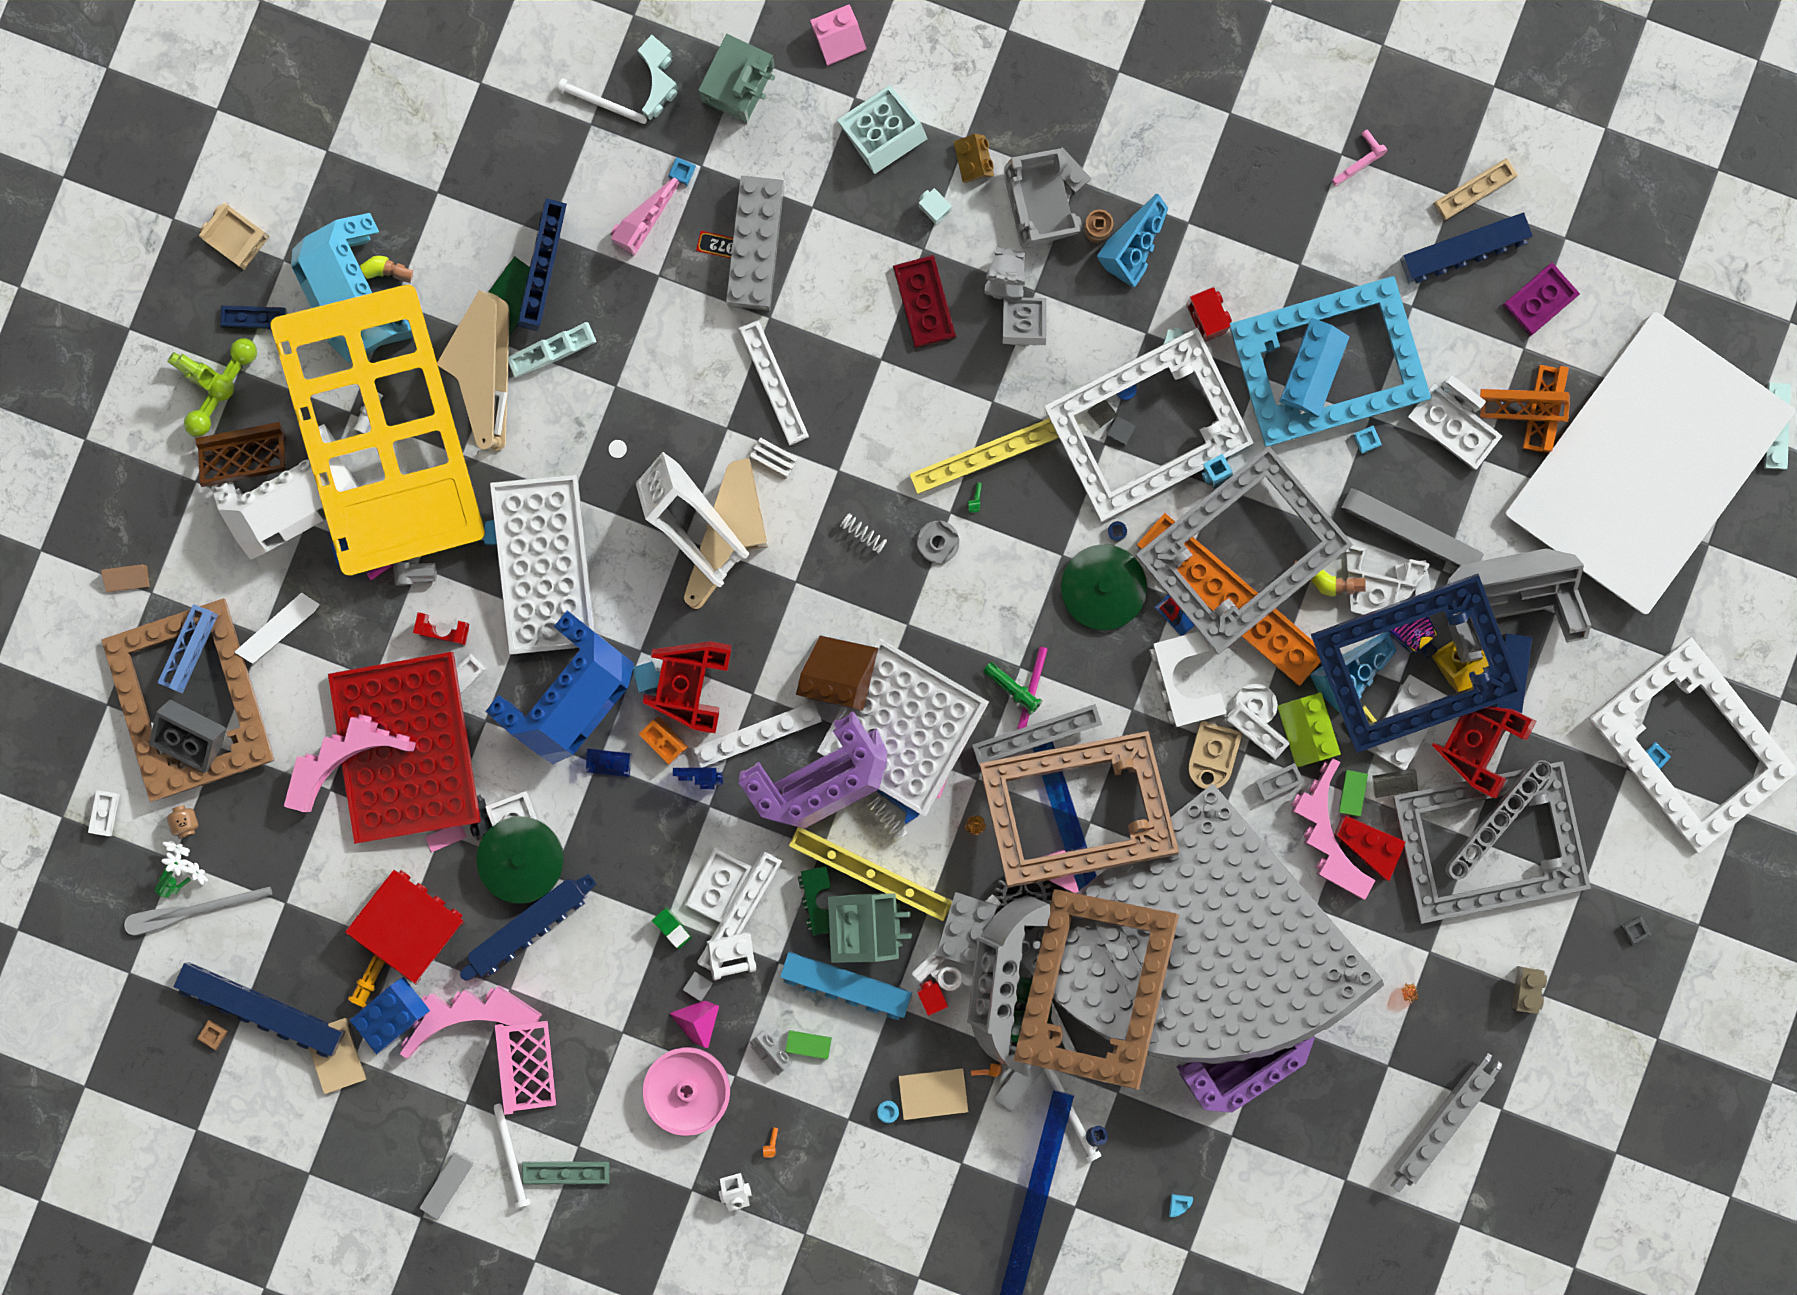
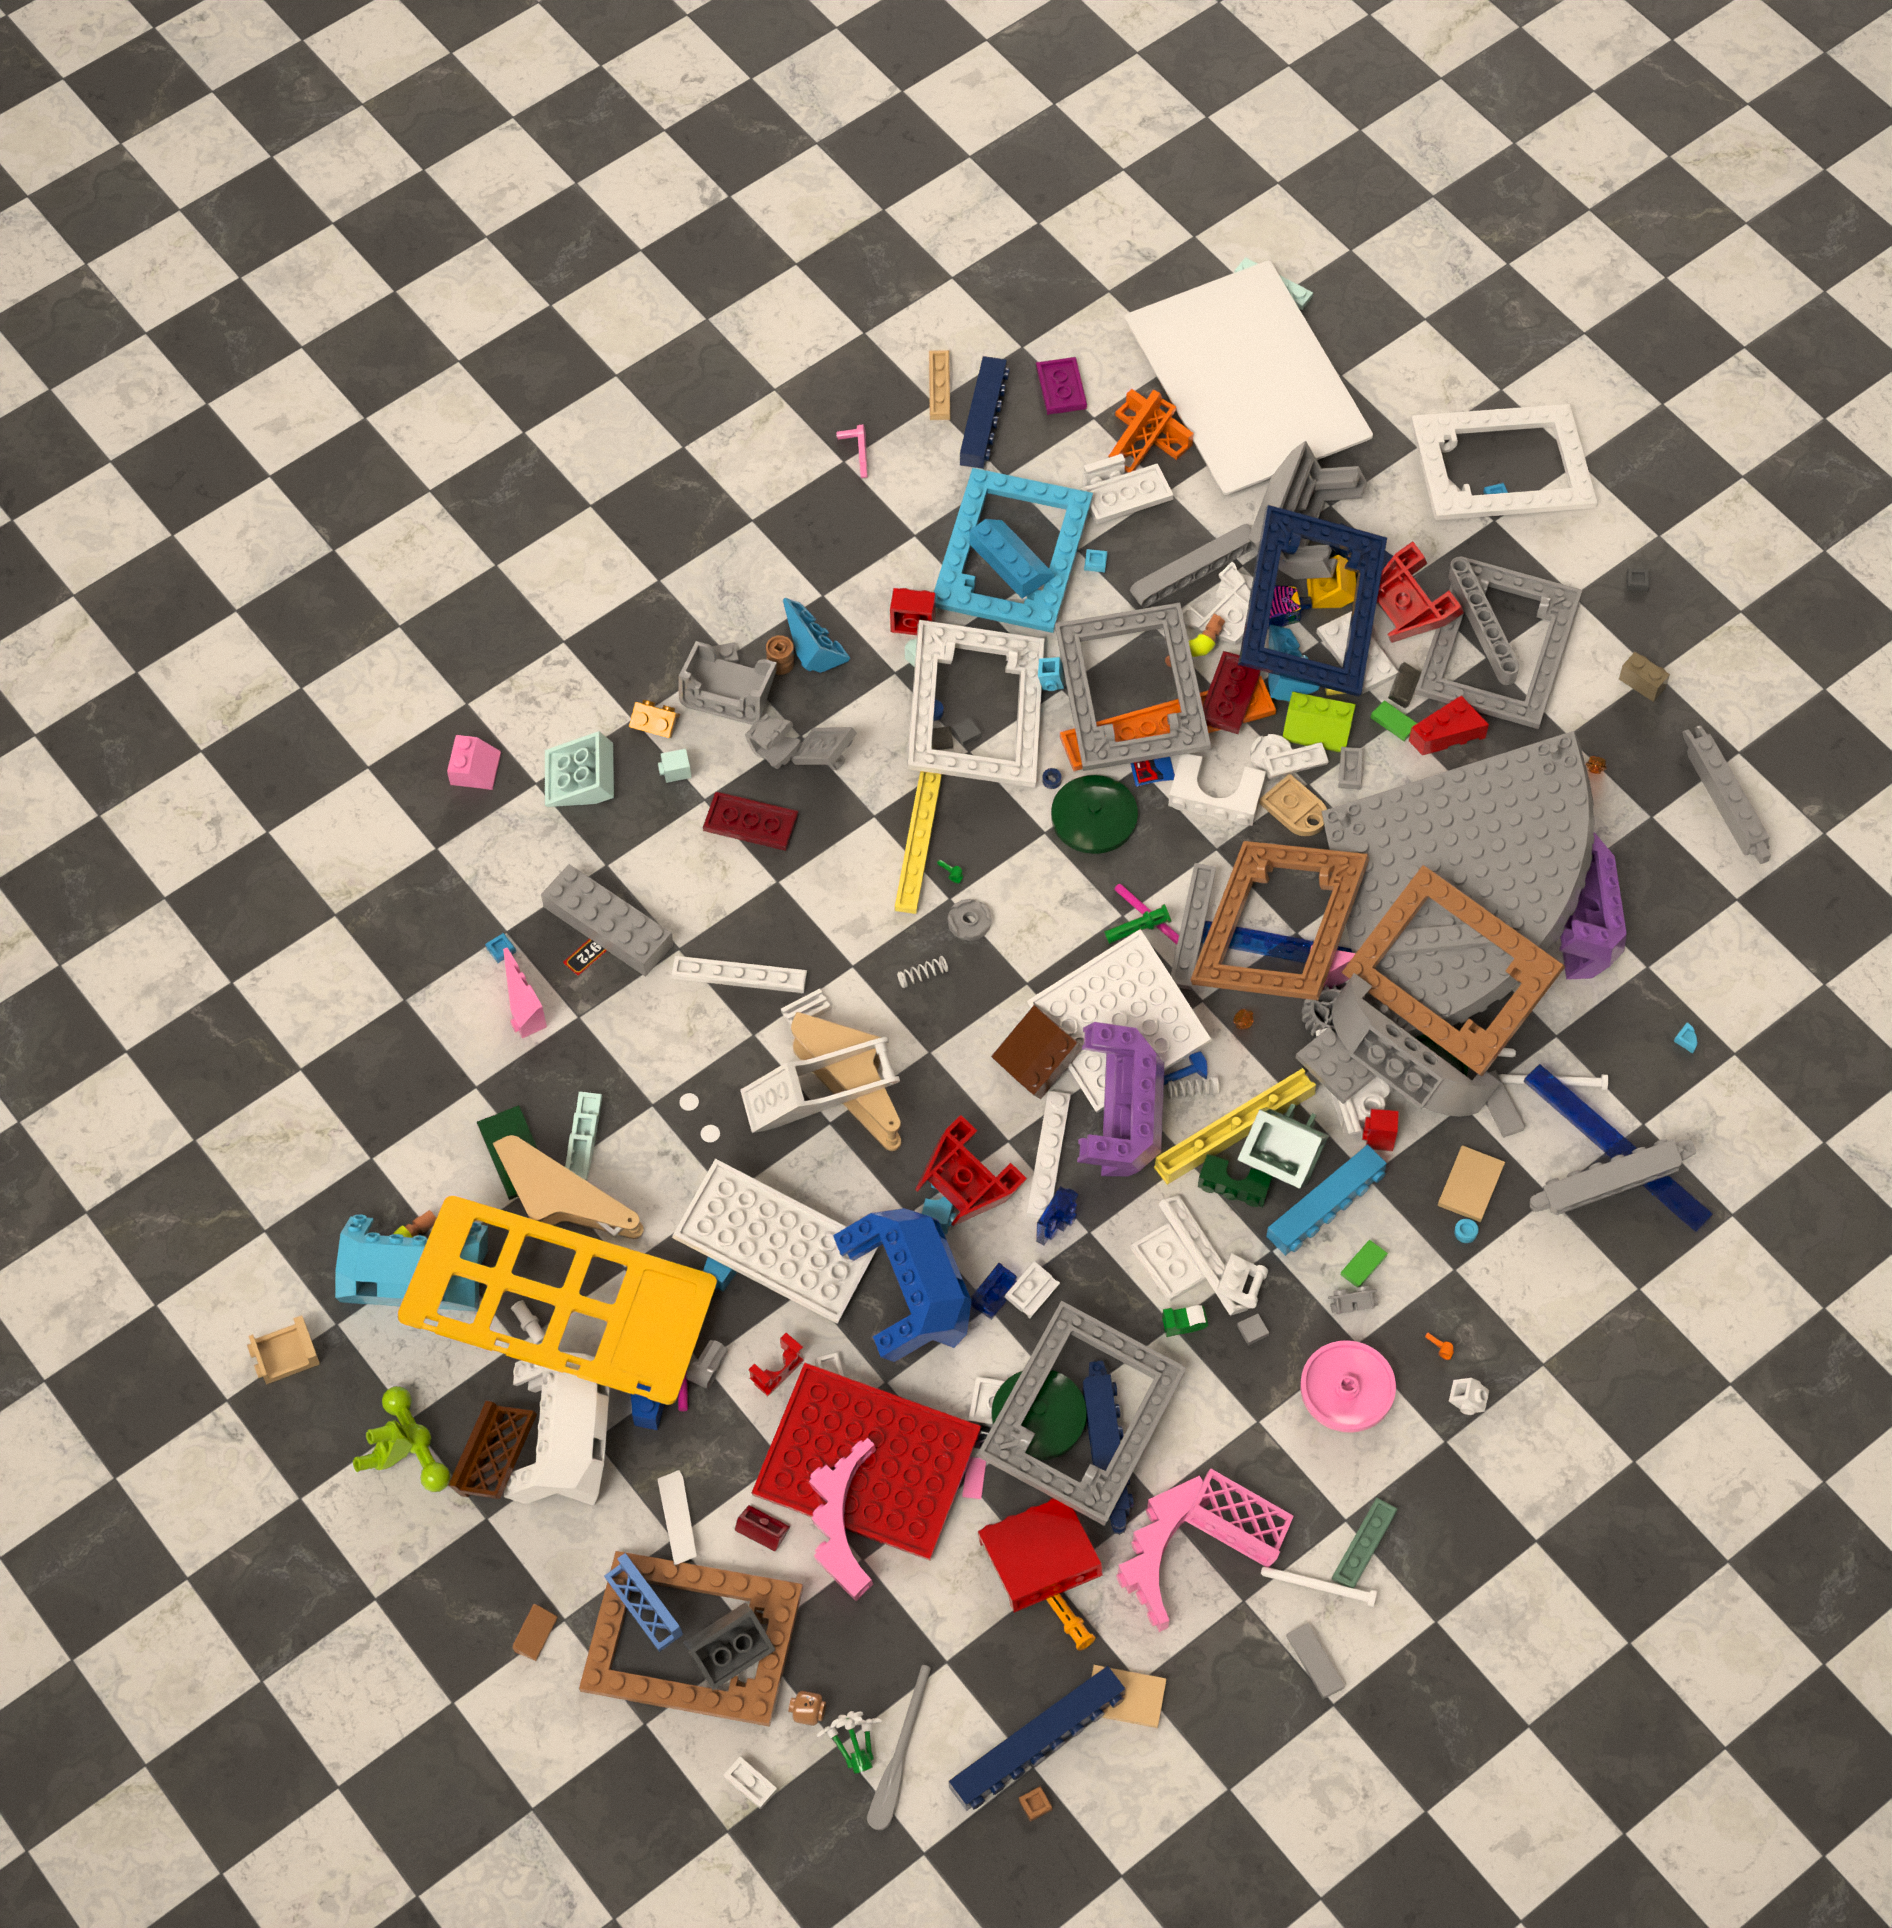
camera: 65 degrees left, 25 degrees down
(249, 317) = (370, 1378): dark blue tile -> none
(309, 697) = (761, 1528): none -> dark red slope
(389, 1015) = (1118, 1610): blue brick -> none
(476, 948) = (1009, 1440): none -> light grey plate
(541, 265) = (503, 1096): dark blue brick -> none
(565, 87) = (356, 1000): white bar -> none
(627, 791) = (1032, 1289): none -> white plate
(635, 414) = (689, 1101): none -> white sticker
(663, 88) = (388, 914): light aqua arch -> none
(663, 740) = (1004, 1231): orange hinge -> none
(697, 1021) = (1287, 1346): dark pink slope -> none
(737, 78) = (453, 849): sand green piece -> none
(995, 1070) = (1478, 1121): orange hand -> none
(999, 1211) = (1613, 1177): none -> light grey hinge
(1102, 1133) = (1586, 1068): dark blue bush -> none
(1287, 637) = (1230, 694): none -> dark red tile
(1335, 865) = (1417, 760): bright pink arch -> none

